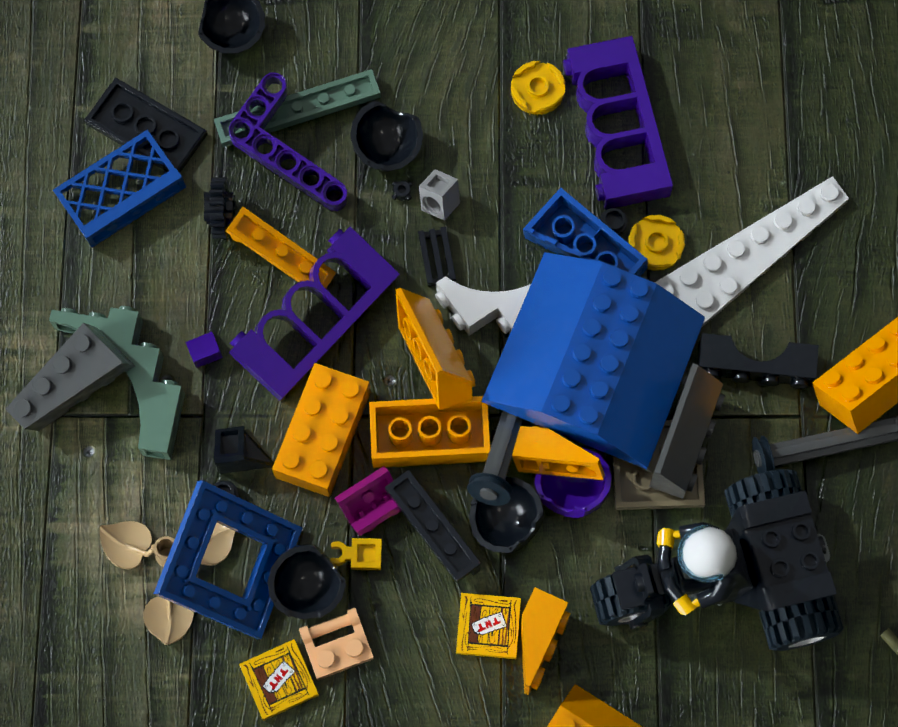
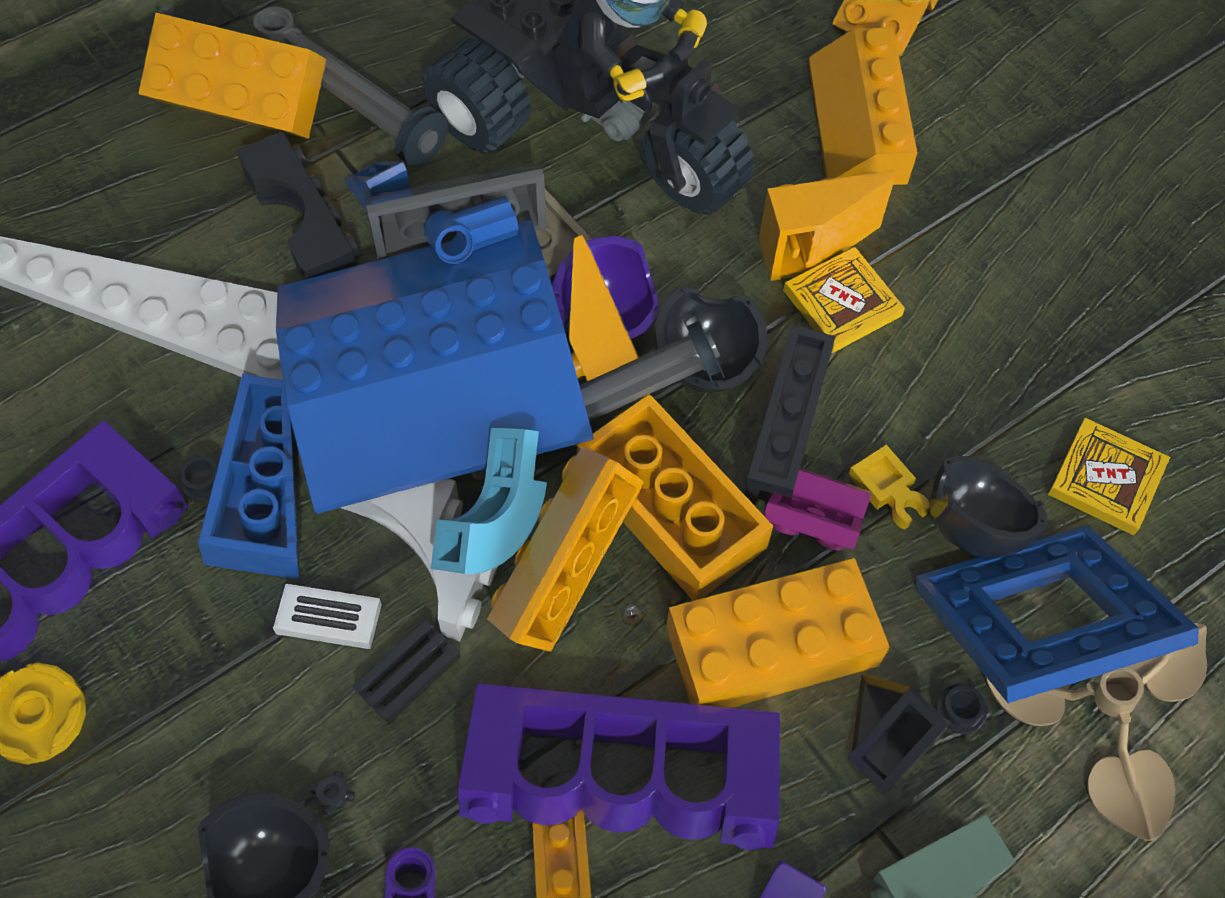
camera: 130 degrees left, 10 degrees down
(339, 653) = (1017, 432): light nougat plate -> none
(439, 194) = (309, 716): light grey brick -> none
(468, 324) = (502, 513): none -> medium azure arch
(492, 237) = (327, 616): none -> white tile
(655, 412) = (474, 227): none -> blue piece
(658, 241) = (196, 413): yellow tile -> none
(748, 416) = (377, 179): none -> blue slope

